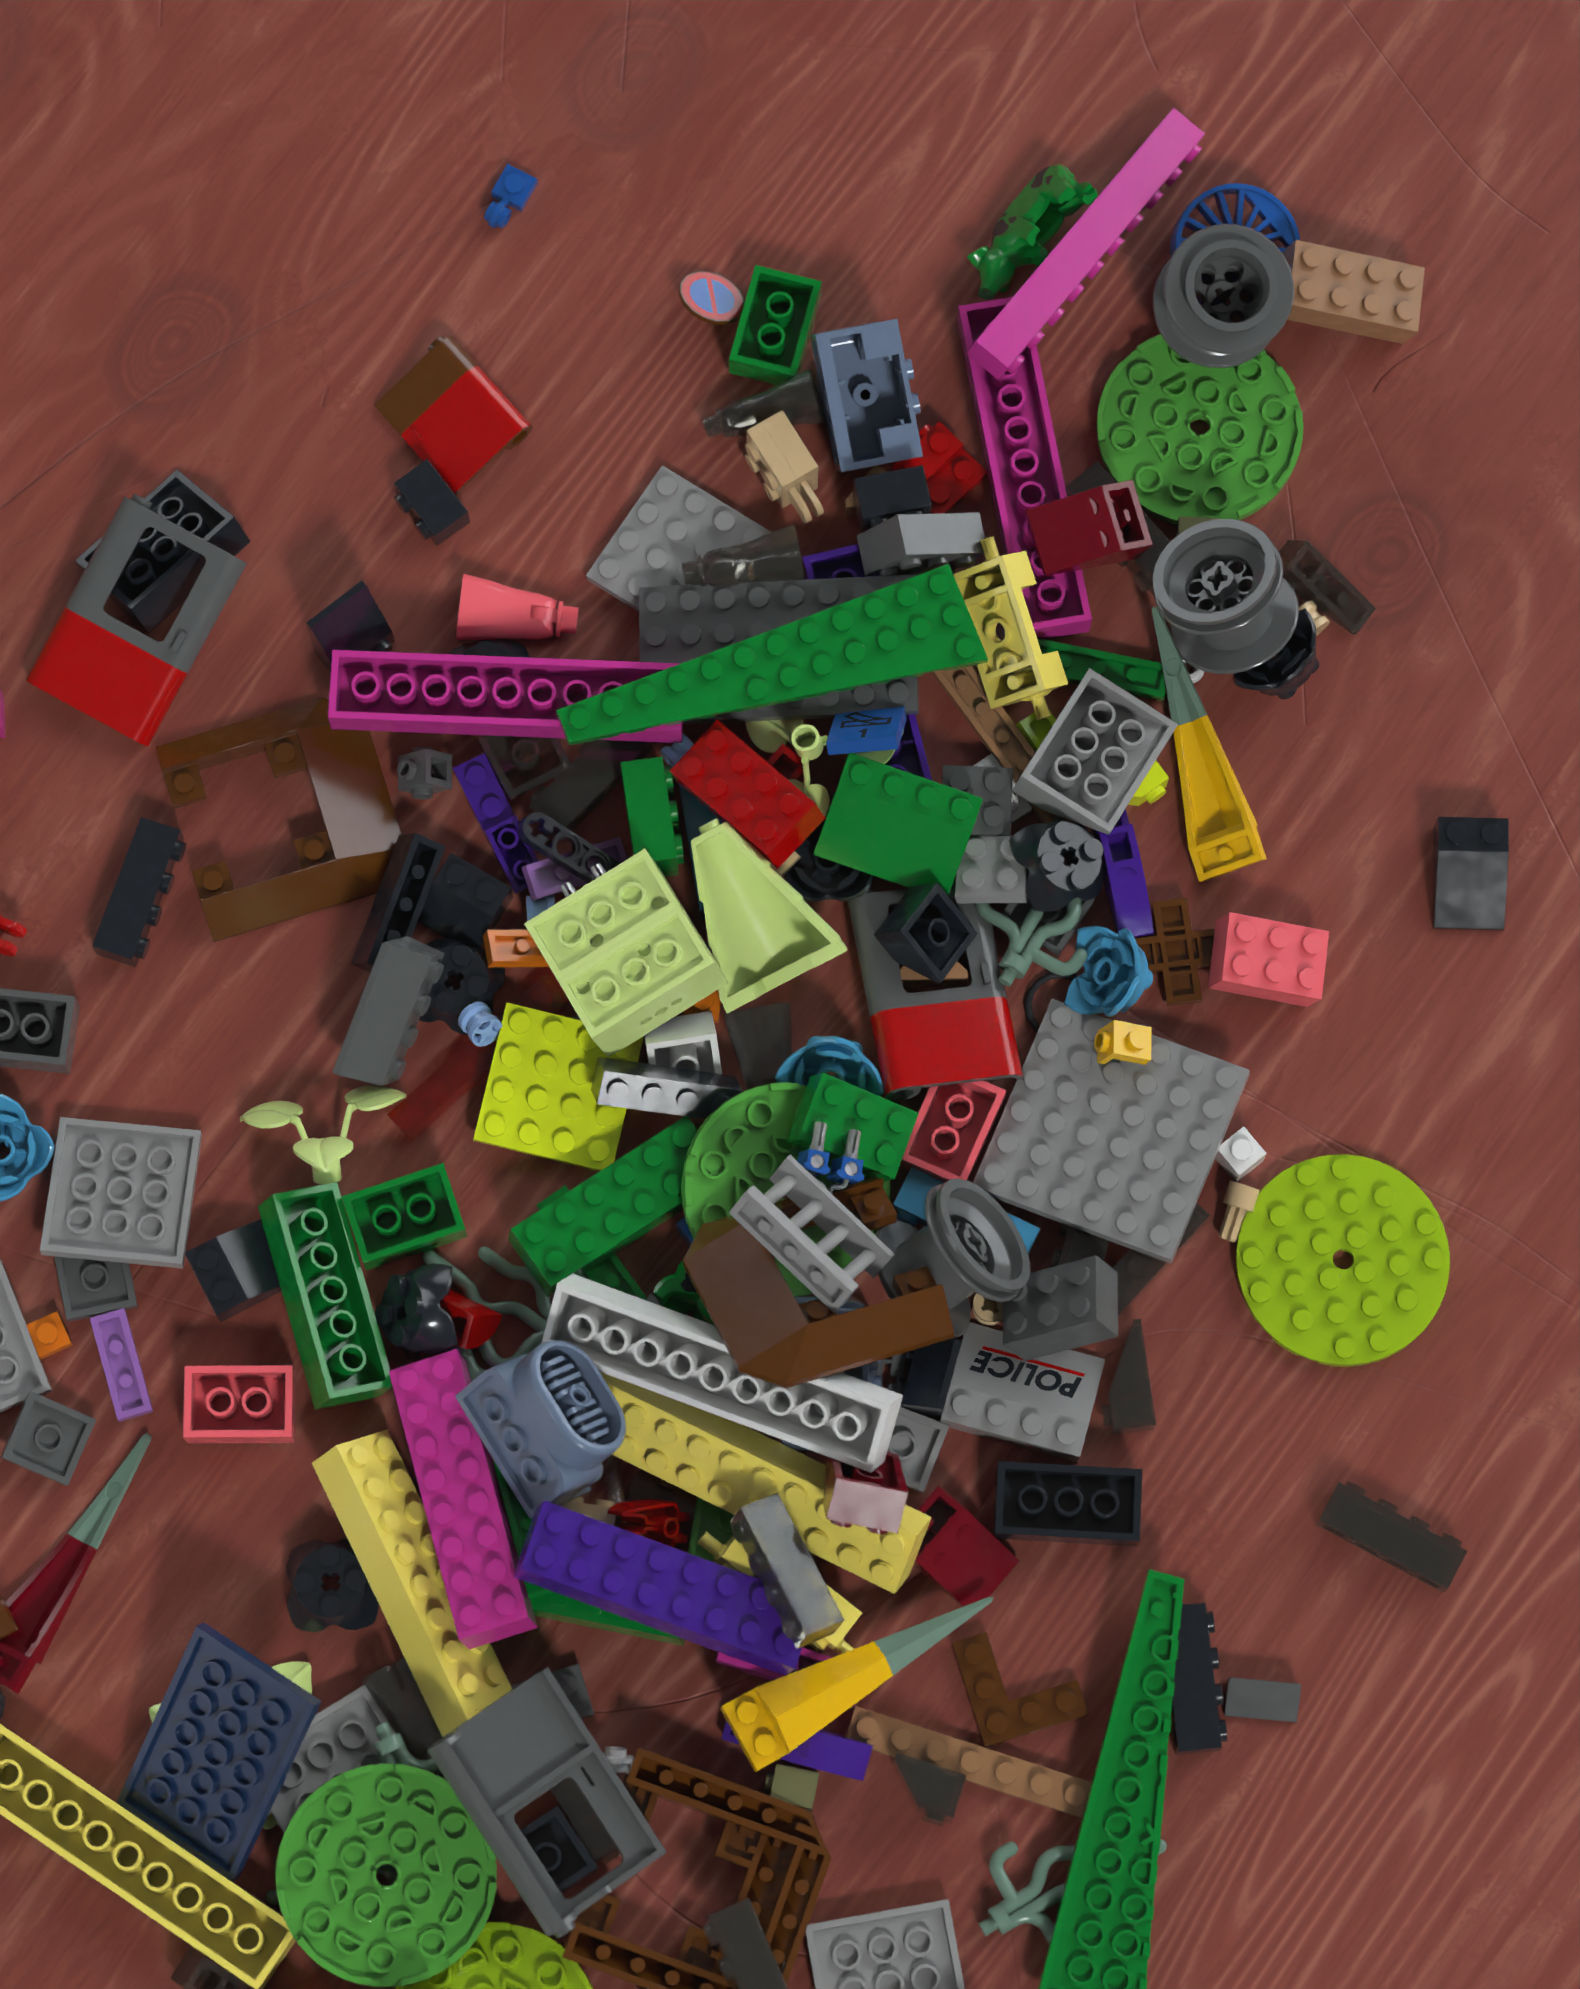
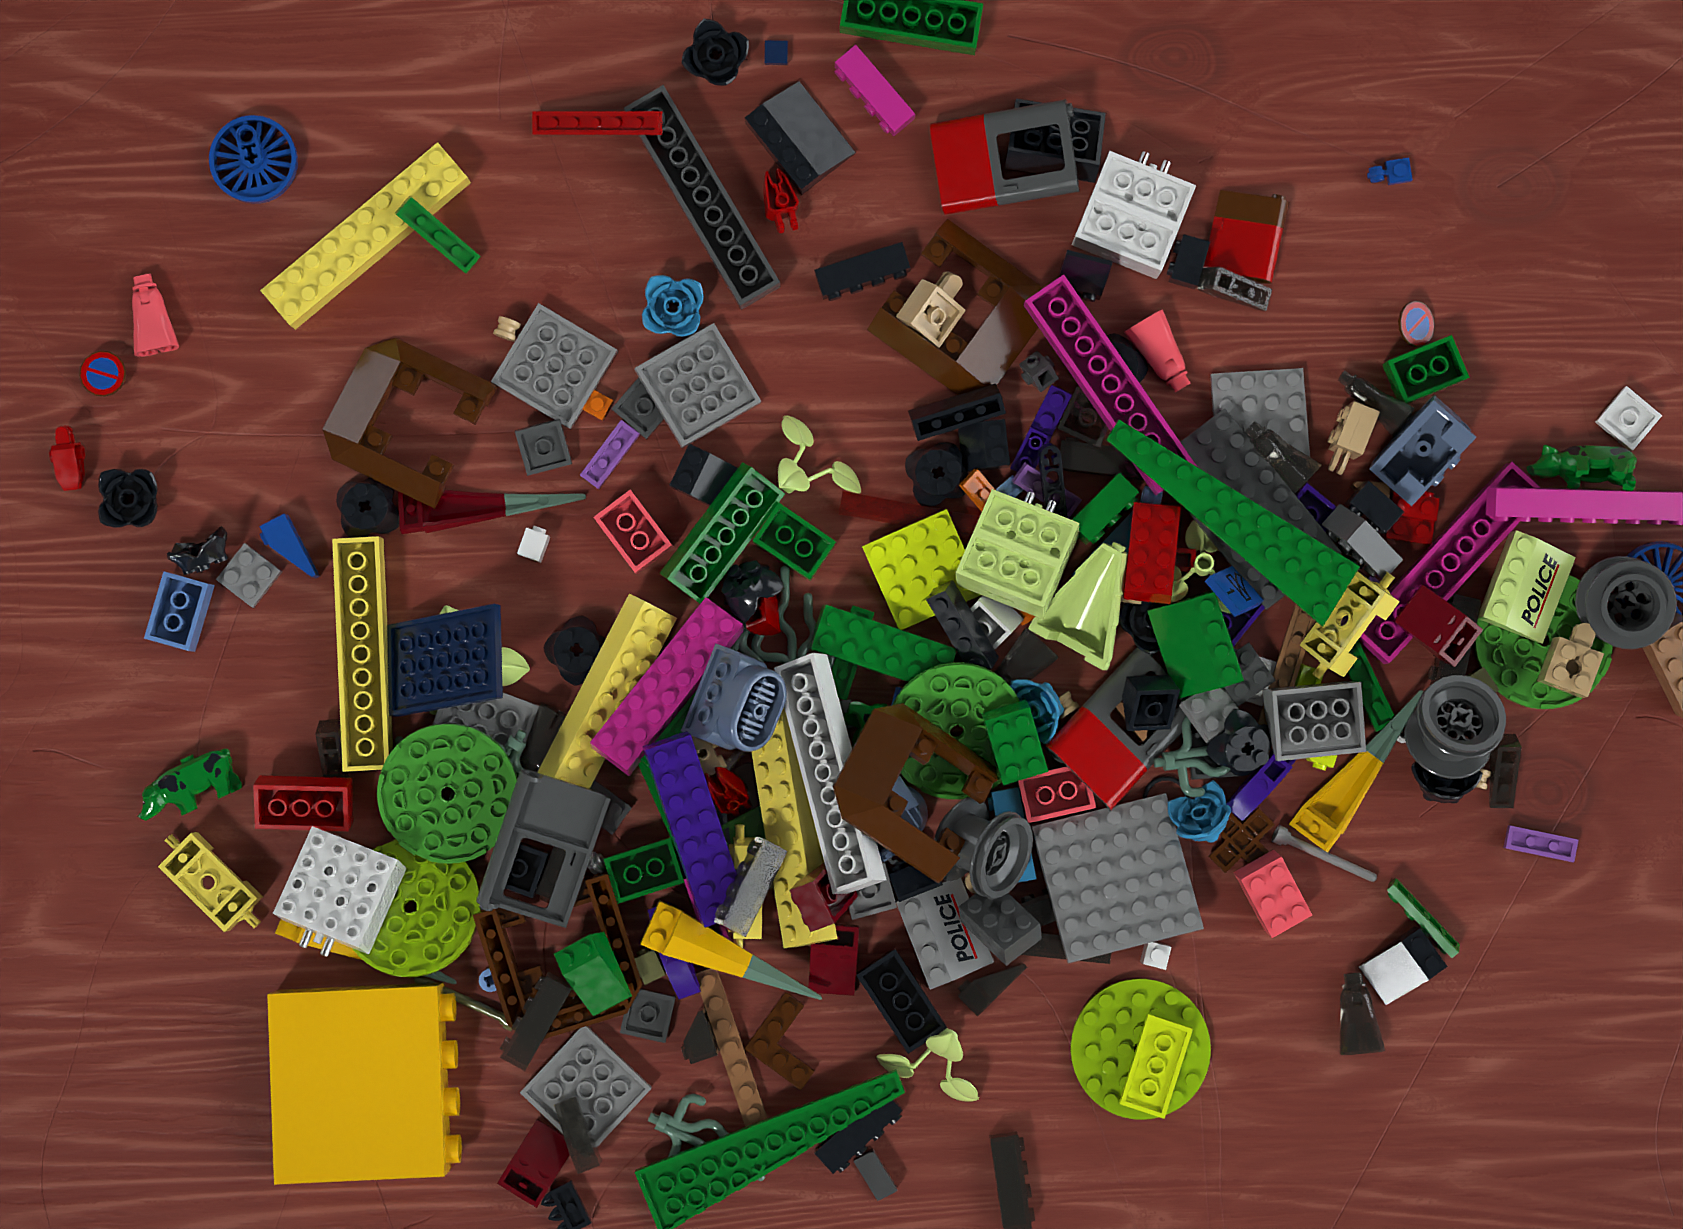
camera: 55 degrees right, 10 degrees up
(158, 1540) = (534, 543): none -> white brick
(258, 828) = (942, 310): none -> tan brick
(324, 521) = (1134, 214): none -> white piece
(389, 1011) = (894, 453): dark grey slope -> none
(479, 1024) = (925, 503): light blue wheel -> none
(503, 474) = (1234, 288): none -> clear smoke slope
(669, 1701) = (644, 870): none -> green brick
(749, 1856) = (593, 973): none -> green slope
(795, 1249) = (919, 763): light grey fence -> none
(844, 1169) = (986, 756): piece -> none
(854, 1033) = (1067, 703): none -> tan wheel
(856, 1835) = (649, 1016): none -> dark grey plate
(1010, 142) = (1628, 418): none -> white plate
(1120, 398) = (1526, 586): none -> yellowish green slope
(1123, 1042) = (1167, 851): yellow bracket -> none
(1160, 1488) = (944, 1045): none -> yellowish green plant
(1210, 899) = (1282, 836): none -> light grey piece
(1239, 1201) = (1131, 971): tan piece -> none
(1250, 411) = (1572, 662): none -> tan brick
(1376, 1252) = (1155, 1066): none -> neon yellow plate
(1414, 810) = (1427, 922): none -> green plate
(1442, 607) = (1540, 843): none -> medium lavender plate
(1499, 974) = (1357, 1018): none -> clear smoke piece

